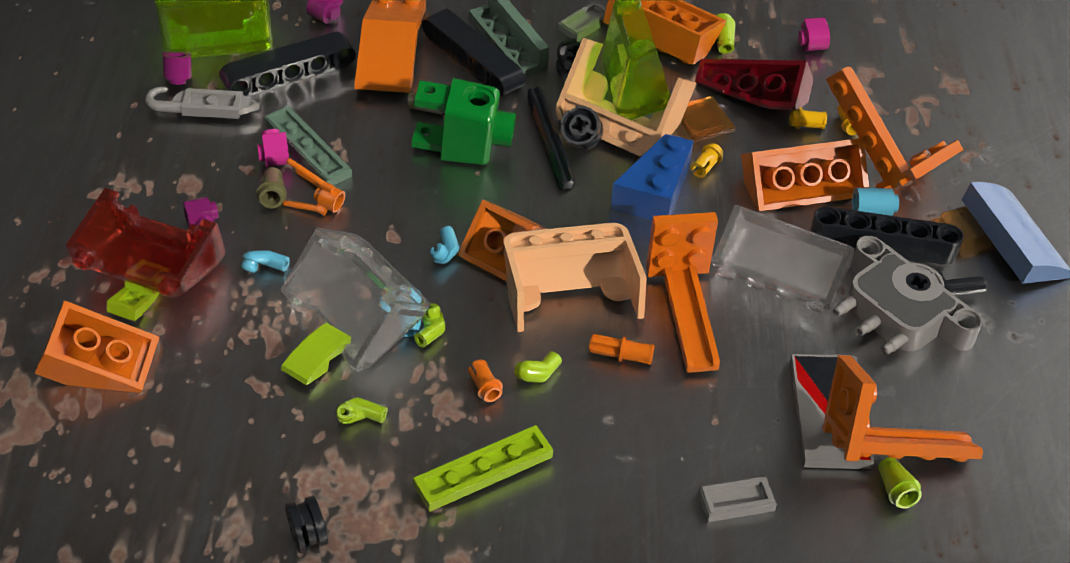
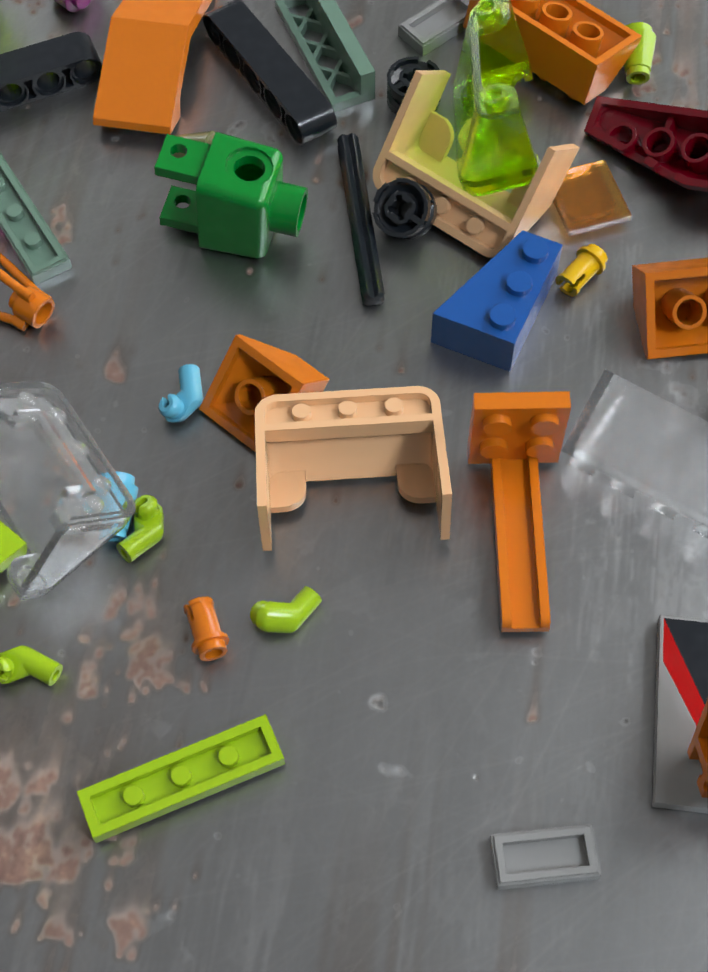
camera: 10 degrees right, 15 degrees up
(621, 349) = (411, 587): orange axle -> none

